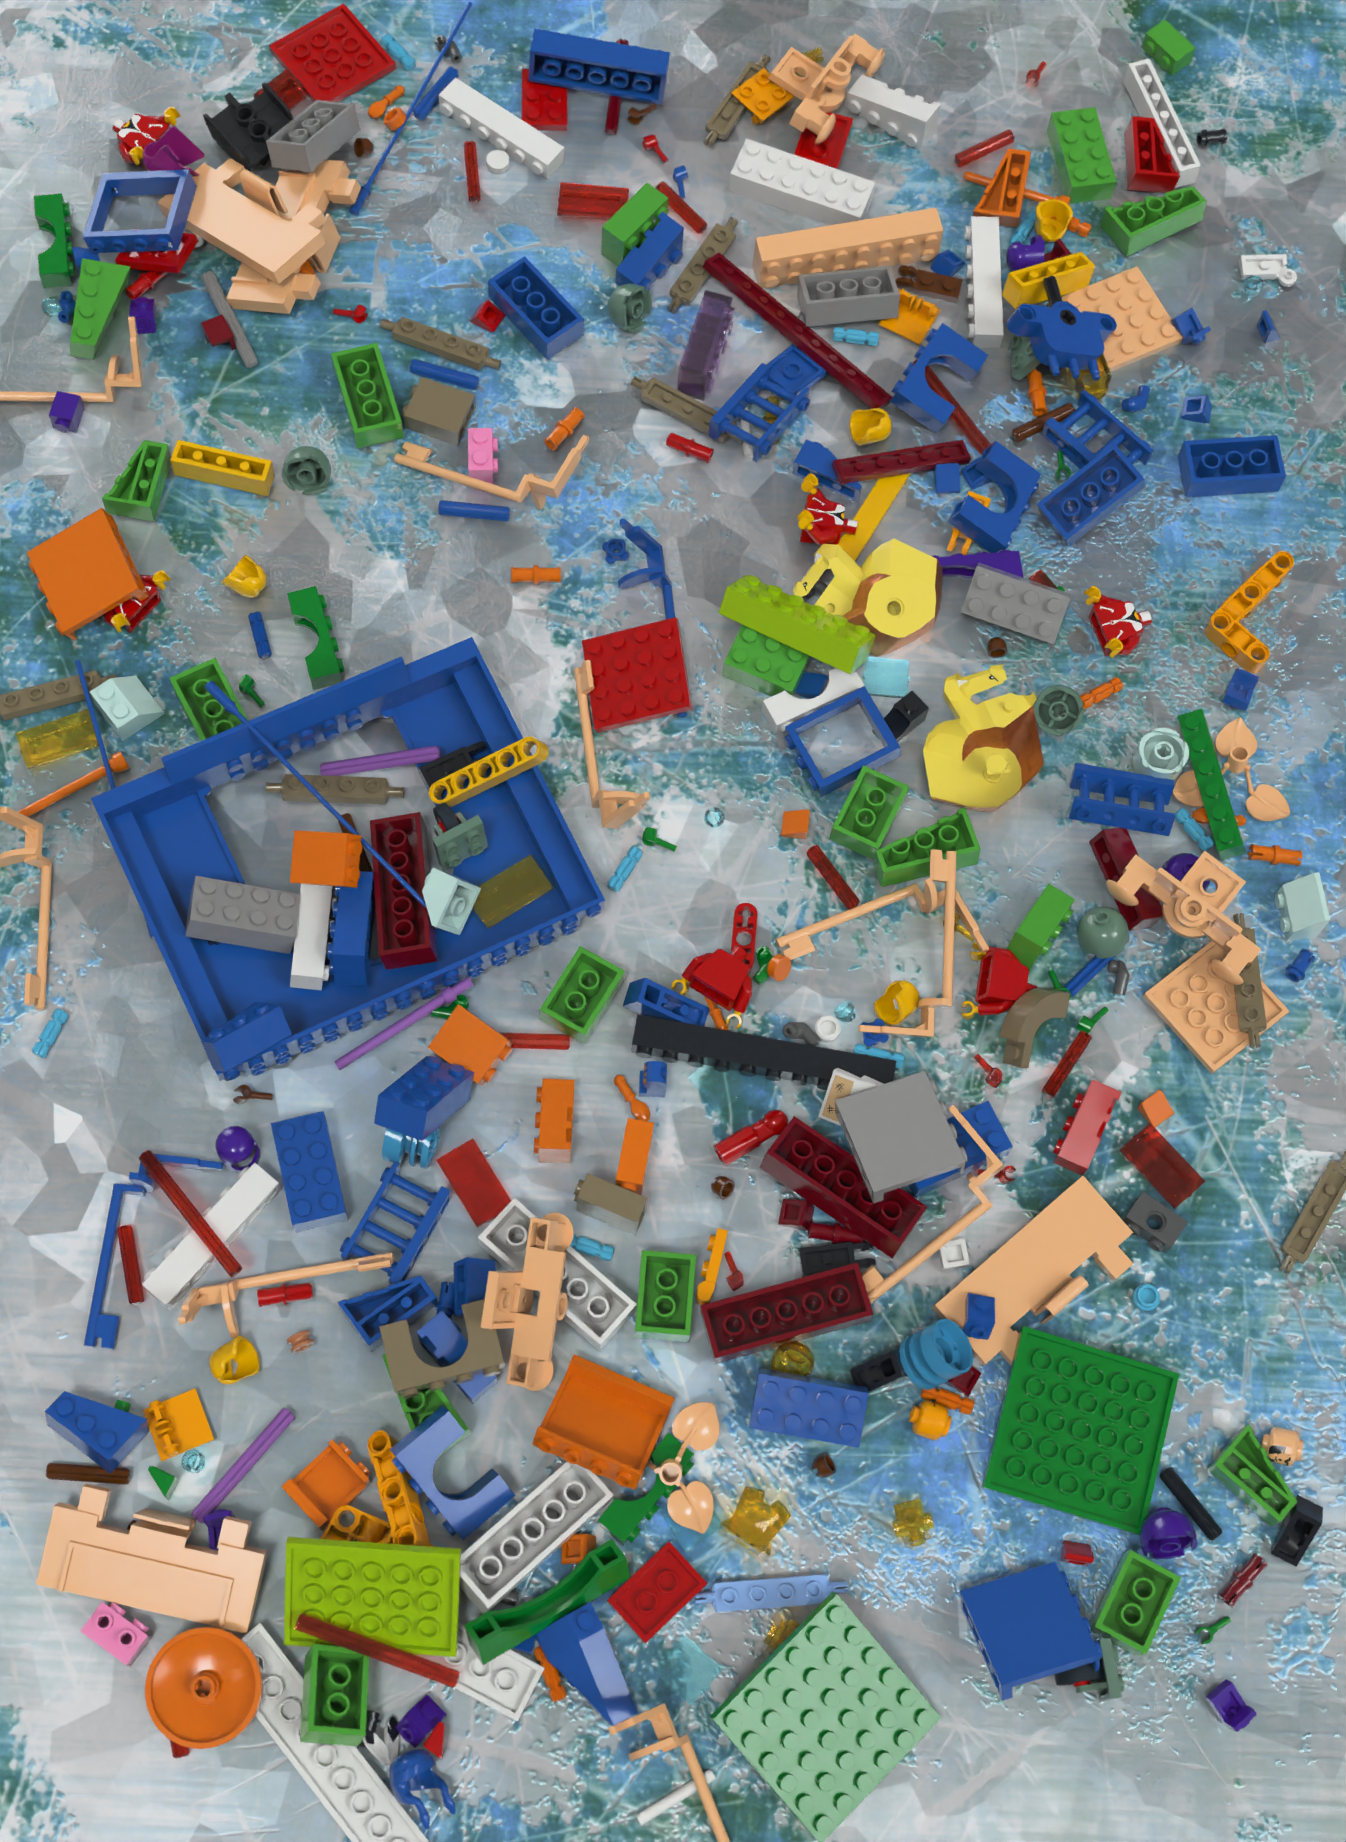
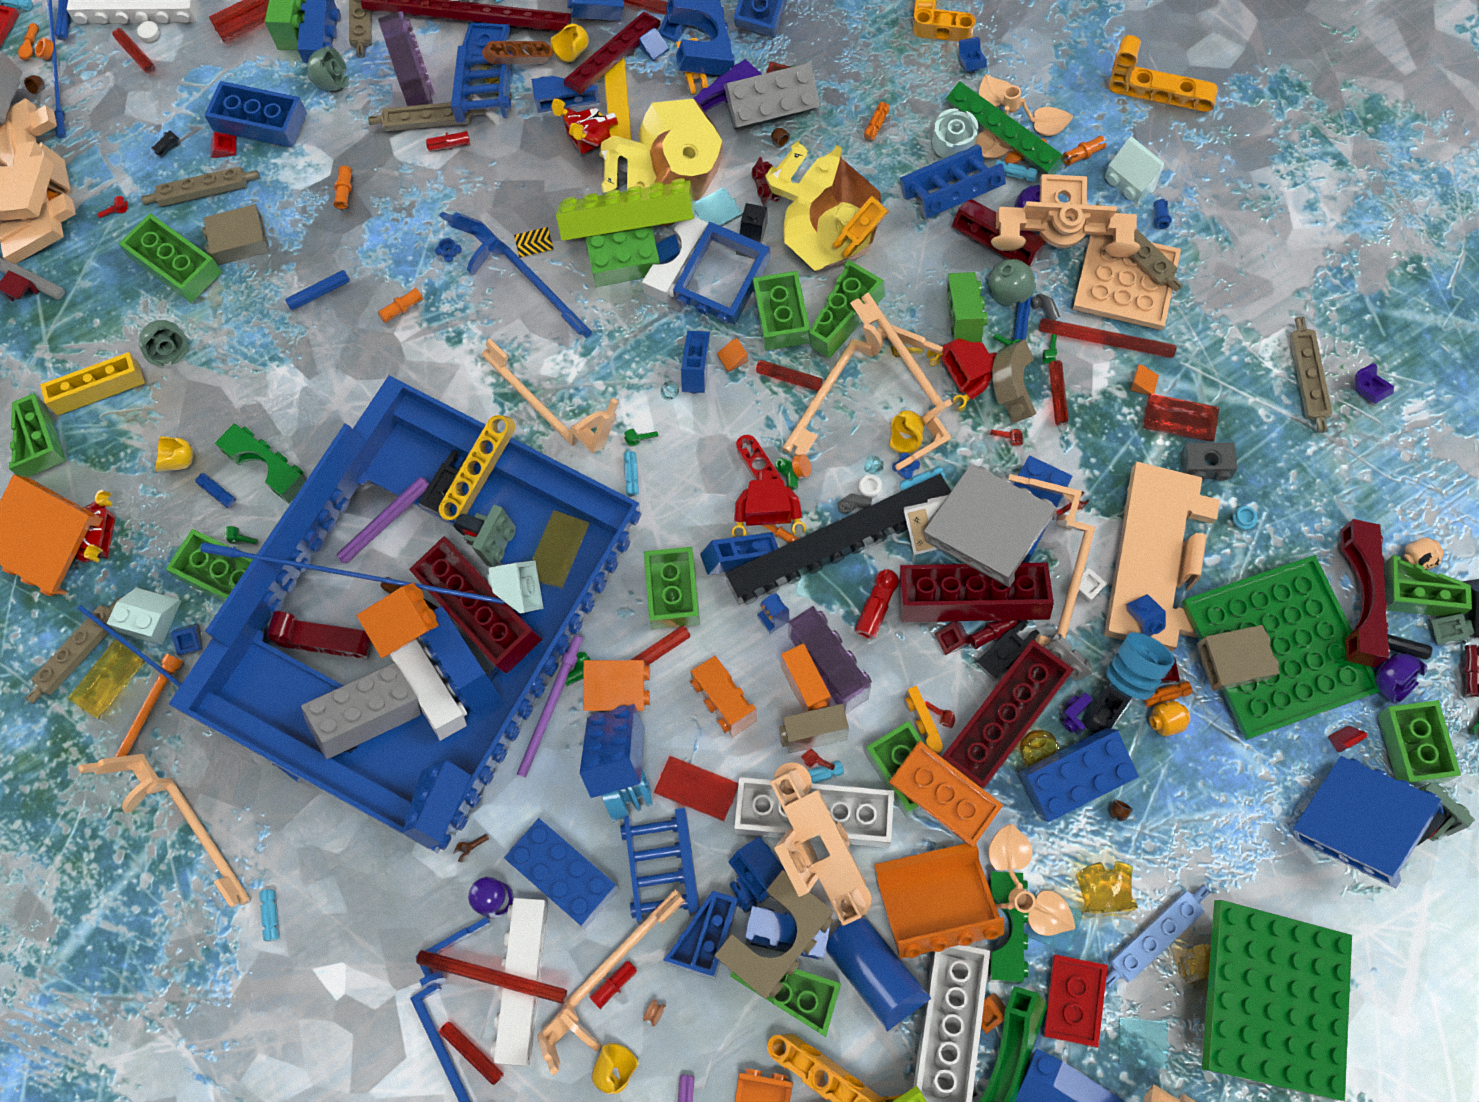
camera: 25 degrees left, 0 degrees up
(146, 750) = (187, 639): none -> blue slope
(252, 825) = (291, 633): none -> dark red beam
(336, 789) = (366, 562): dark tan plate -> none
(417, 456) = (243, 278): light nougat piece -> none
(417, 1456) = (820, 1034): arch -> none
(438, 281) = (165, 143): none -> black pin
(444, 374) = (223, 205): blue axle -> none
(480, 454) = (293, 246): bright pink brick -> none
(505, 1441) = (876, 972): none -> blue brick
(591, 1228) = (811, 758): none -> clear red hand
(637, 675) = (534, 325): red plate -> none
(638, 1109) = (777, 643): orange piece -> none
(669, 1151) = (835, 664): none -> clear purple brick
(677, 1338) = (945, 794): none -> orange tile
(697, 595) = (533, 242): none -> sticker
(722, 1187) = (885, 656): reddish brown hinge -> none
(757, 806) = (695, 362): none -> blue slope
(811, 402) = (516, 48): none -> dark orange beam
(853, 1351) = (1075, 707): none -> dark purple bracket
(884, 1312) = (1073, 658): none -> light grey hinge
(912, 1522) = (1214, 795): clear yellow brick -> none
(949, 668) = (759, 175): none -> dark red hinge
(1001, 784) = (861, 225): none -> light orange hinge
(1028, 1410) = (1238, 658): none -> dark tan brick
(1058, 709) = (860, 147): sand green cylinder -> none
(1085, 1127) = (1109, 427): wedge -> none
(1115, 623) = (850, 65): red torso -> none
(1153, 1045) = (1107, 338): none -> clear red axle
(1229, 1400) = (1363, 548): none -> dark red arch
(1254, 1531) = (1452, 629): none -> sand green bracket

